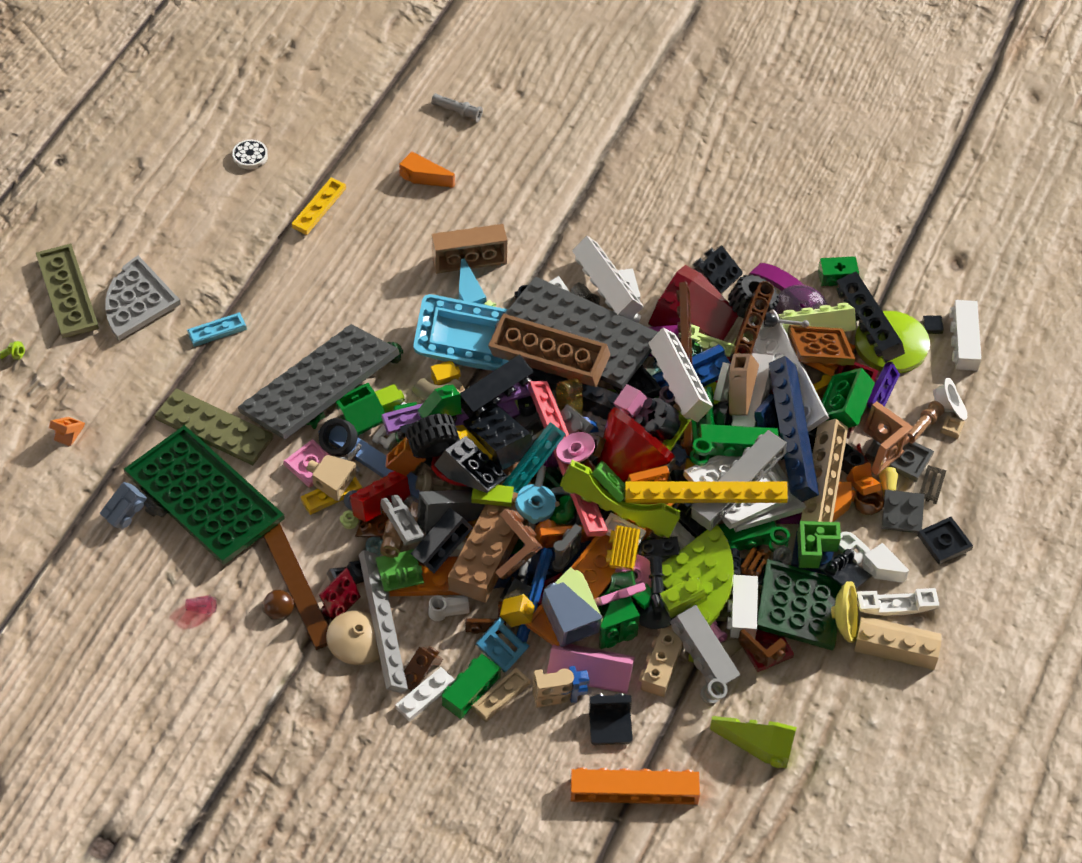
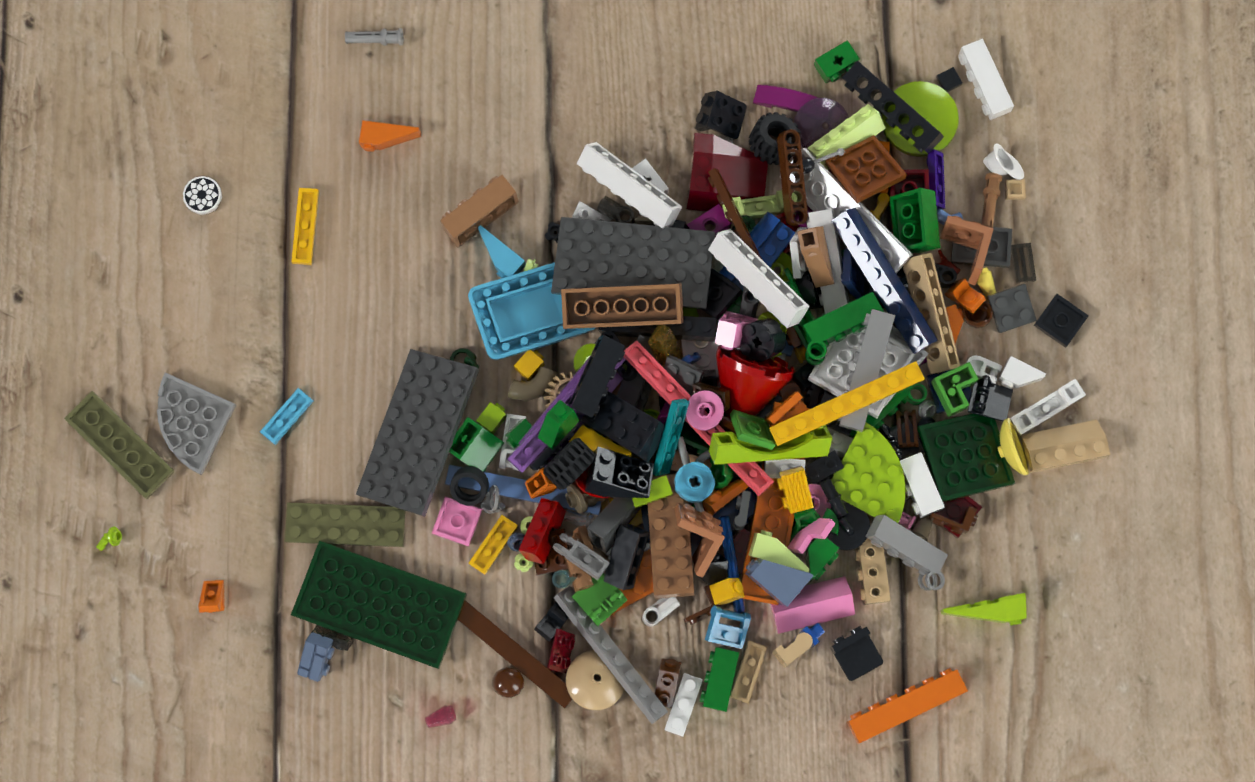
camera: 20 degrees left, 25 degrees up
(332, 475) = (487, 531): tan torso -> none
(683, 596) = (869, 511): lime brick -> none

